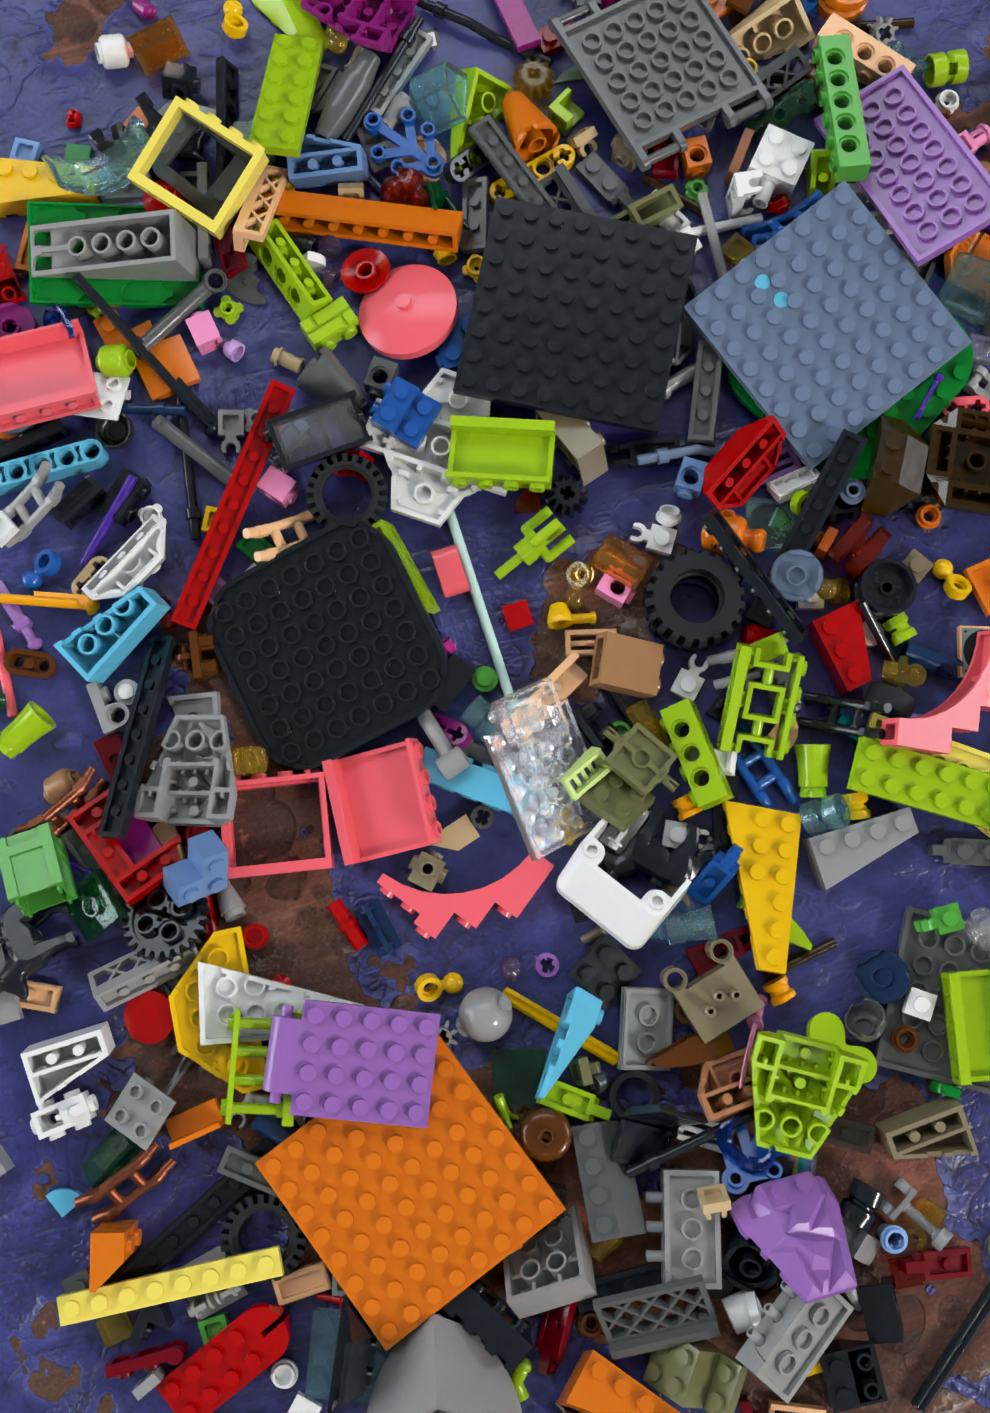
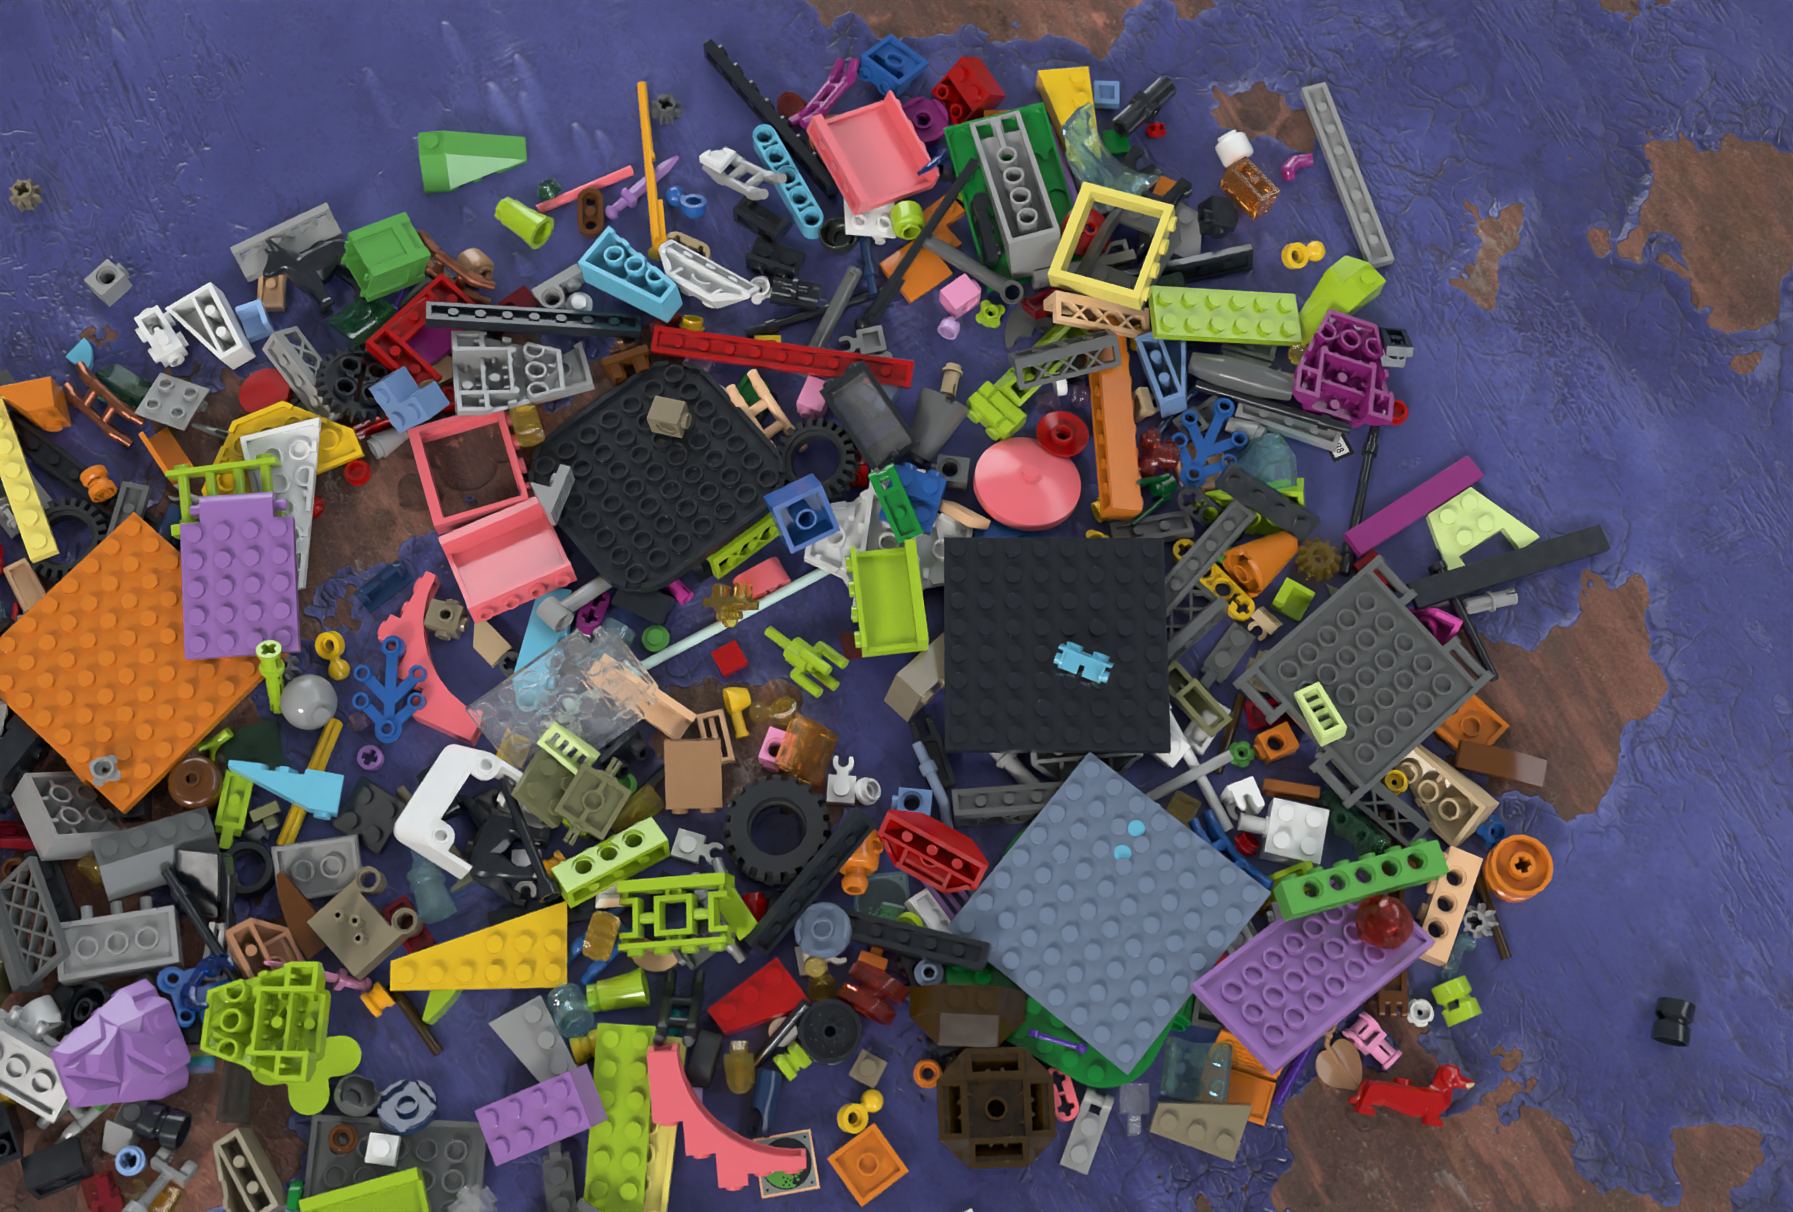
camera: 80 degrees right, 10 degrees down
(49, 120) = (1144, 107): none -> black piece
(69, 1016) = (255, 320): none -> light blue panel
(108, 520) = (744, 249): dark purple bar -> none
(145, 290) = (984, 230): none -> black hinge
(166, 482) = (795, 293): none -> black hips
(174, 587) = (692, 322): none -> yellow plate
(212, 1197) = (98, 483): none -> orange wheel
(274, 620) = (669, 416): none -> dark tan brick
(291, 246) = (1062, 349): none -> dark grey fence
(334, 747) = (554, 497): none -> light grey slope
(347, 924) = (382, 555): red pin -> none
(403, 512) = (801, 513): none -> blue brick
(413, 424) = (896, 504): none -> green plate
(430, 370) = (964, 515): none -> light nougat tile
(453, 1043) = (272, 669): none -> lime pin
(468, 588) = (731, 607): none -> clear yellow hips
(477, 102) = (1267, 501): none -> black plate
(495, 934) = (390, 694): none -> blue plant
(530, 1227) = (97, 766): none -> light grey plate
(576, 499) = (855, 678): black gear -> none
(611, 279) = (1074, 657): none -> medium azure hinge
(696, 90) = (1318, 728): none -> yellowish green slope
(713, 814) = (547, 887): none -> black piece
(714, 1200) = (147, 955): tan tile -> none
(715, 875) = (486, 905): blue hinge -> none
(768, 772) = (601, 936): none -> clear yellow gear
(883, 98) = (1384, 922): none -> clear red plate
(921, 853) = (541, 1115): none -> medium lavender brick
(943, 919) = (478, 1160): bright green plate -> none

